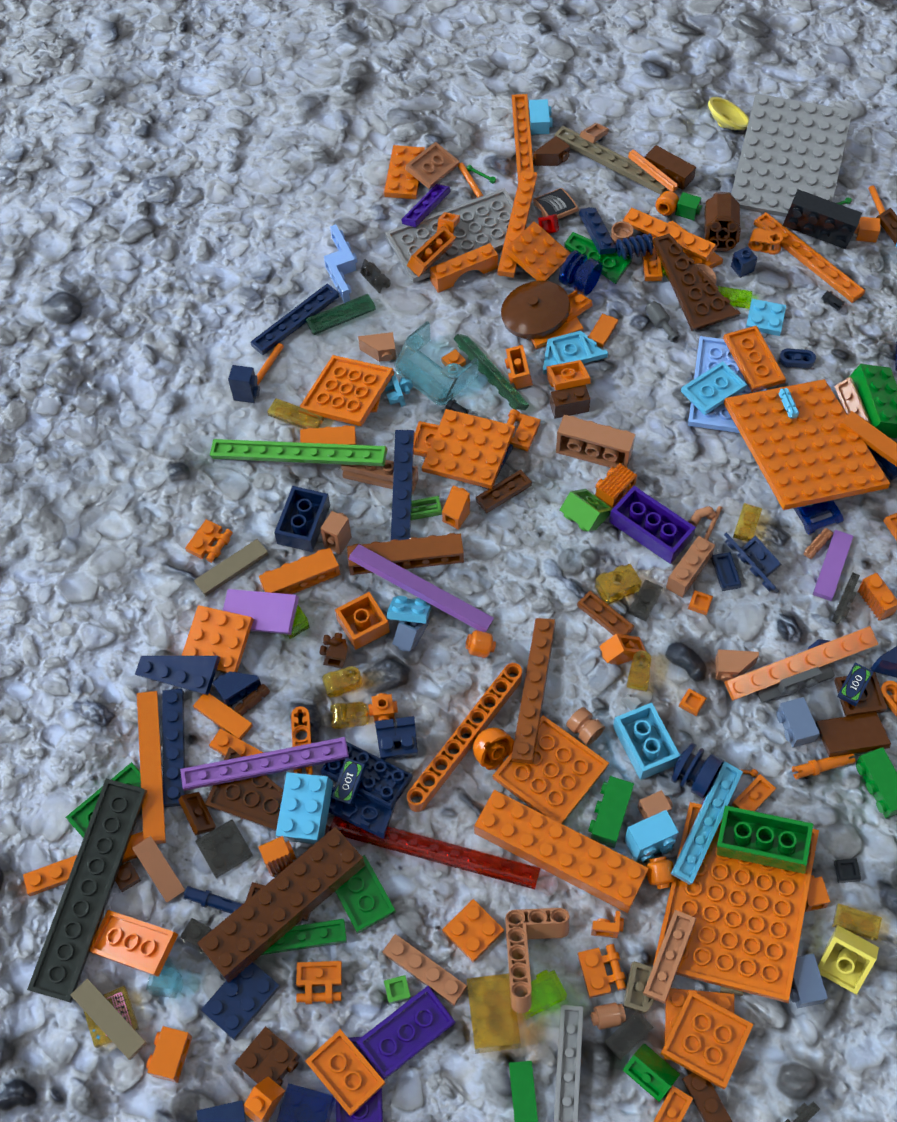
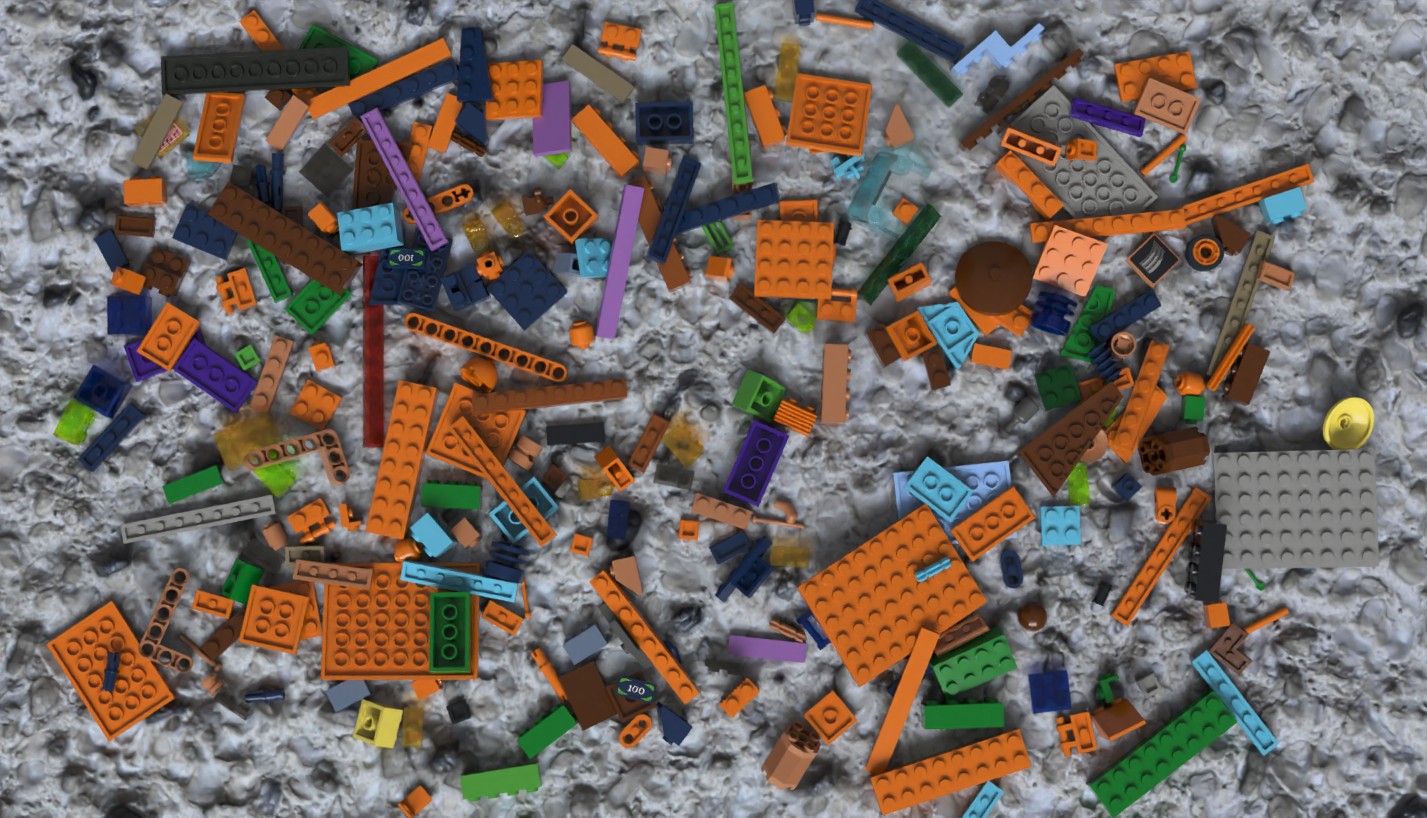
camera: 75 degrees right, 25 degrees up
(203, 1081) = (135, 226): none -> reddish brown tile
(207, 917) = (262, 184): none -> dark blue axle
(388, 255) = (1015, 106): none -> reddish brown plate
(390, 529) = (673, 210): none -> dark blue plate
(419, 685) = (526, 290): none -> dark blue plate
(421, 908) = (321, 355): none -> orange bracket
(518, 456) = (798, 311): none -> clear neon green brick
(549, 223) = (1120, 261): red slope -> none
(561, 170) = (1214, 248): none -> wheel
(578, 678) = (575, 434): none -> black tile
(603, 371) = (936, 369): none -> reddish brown plate
(612, 746) = (502, 481): none -> orange plate
(617, 706) = (554, 477): none -> reddish brown plate
(644, 287) = (1058, 386): none -> dark green plate
(675, 662) = (618, 519): none -> clear blue plate
(791, 1082) = (265, 695): none -> dark blue axle
(843, 353) = (1032, 616): none -> reddish brown hair

